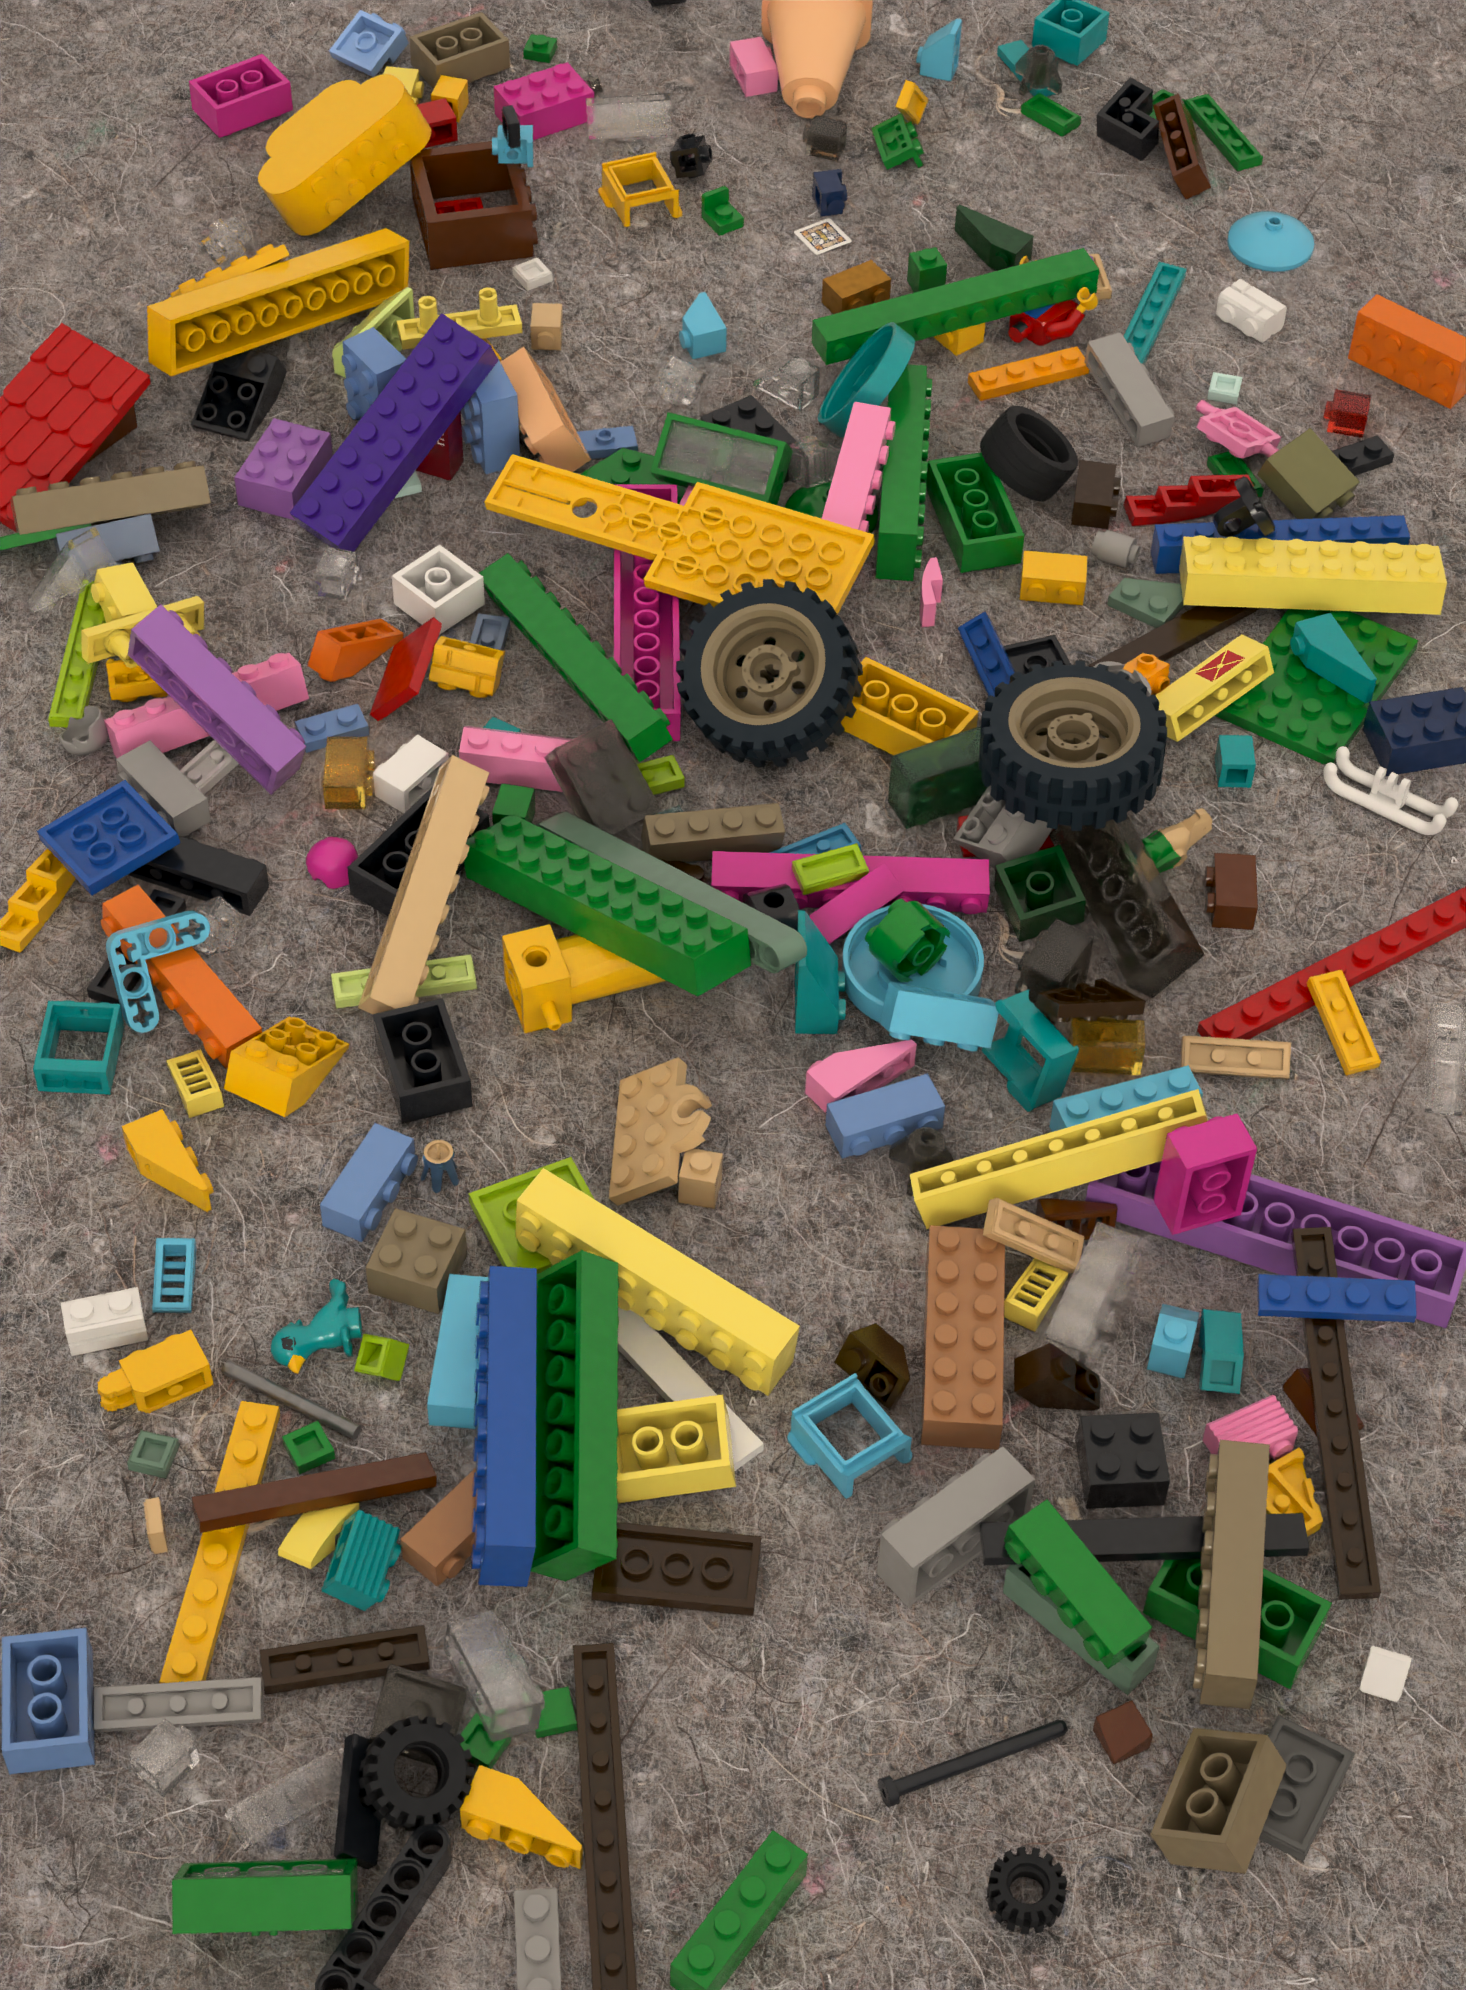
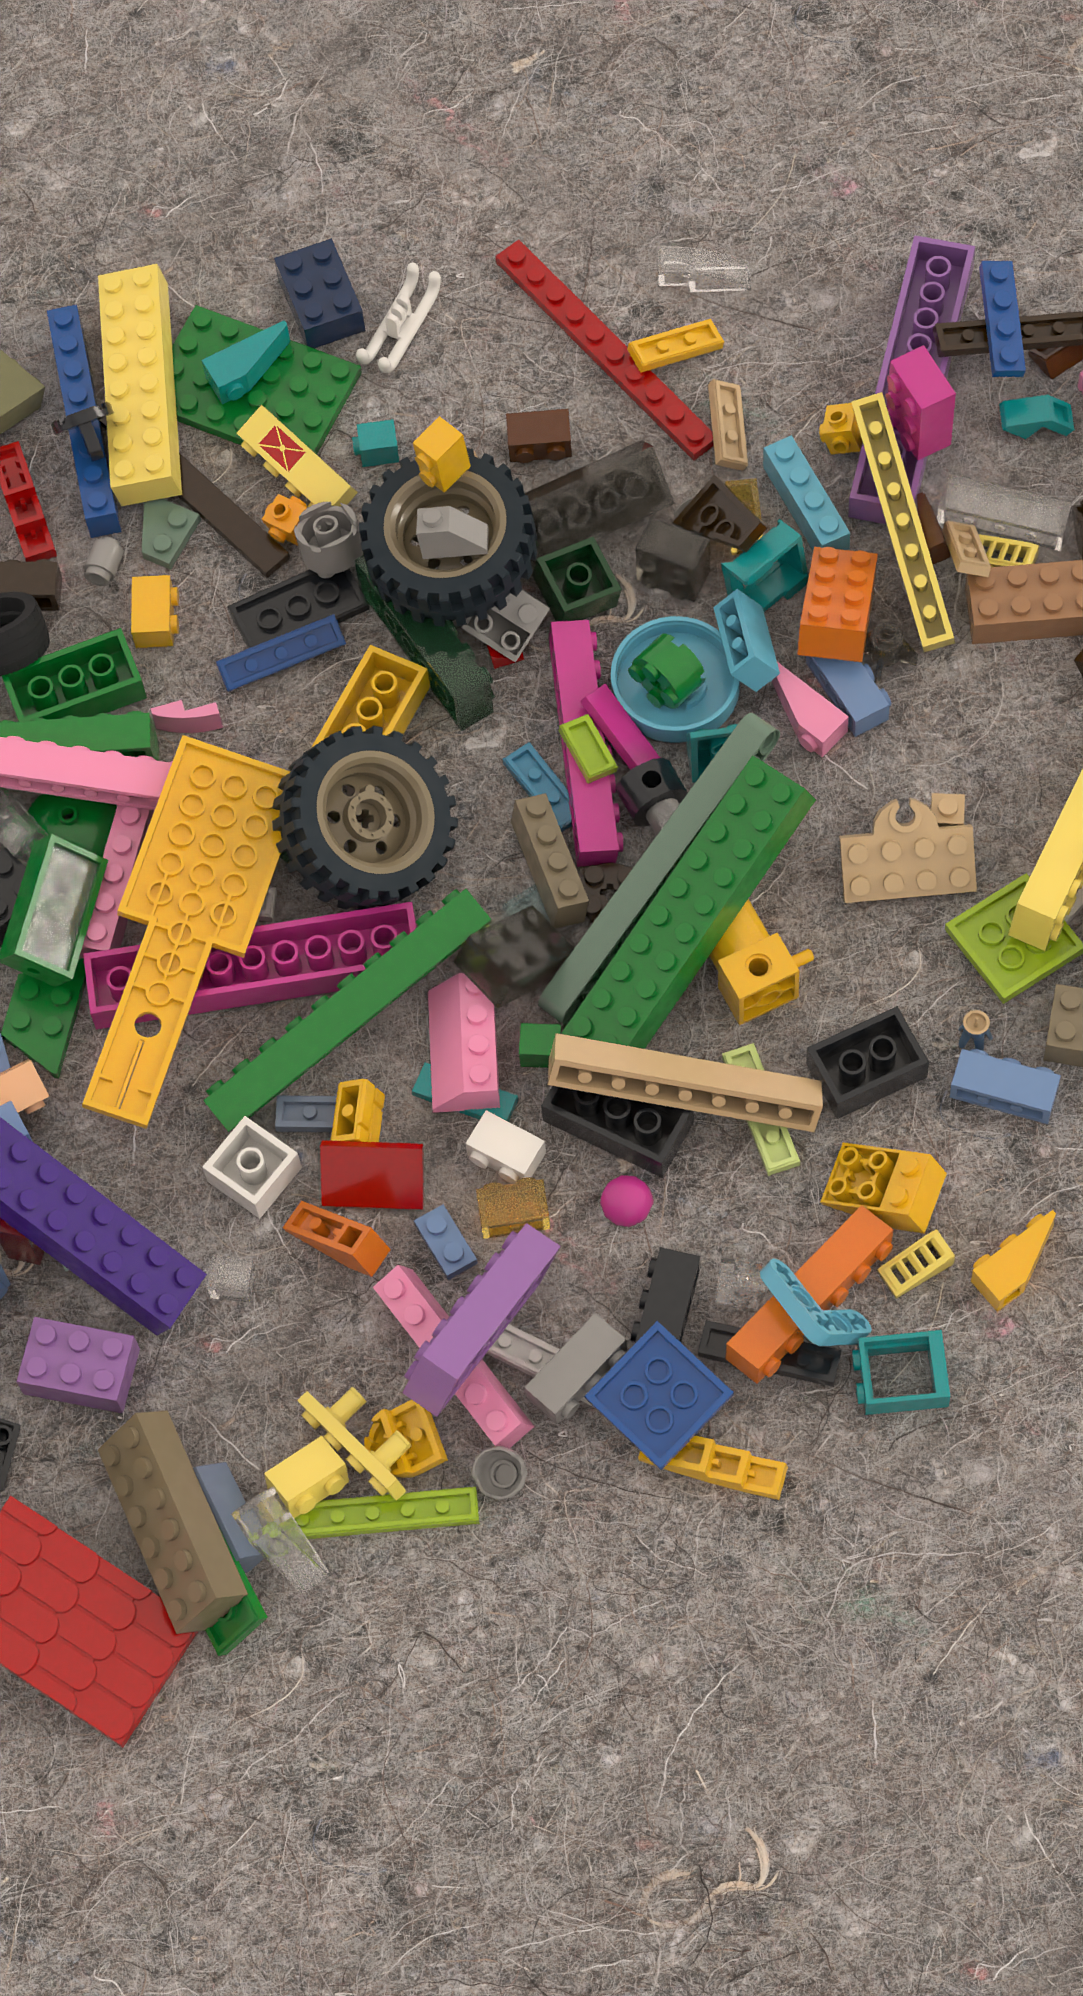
camera: 90 degrees left, 15 degrees up
(969, 1095) = (837, 604): none -> orange brick
(1053, 713) = (450, 533): none -> light grey slope
(1139, 701) = (441, 455): none -> yellow brick
(1173, 1341) = (1028, 449): medium azure slope -> none

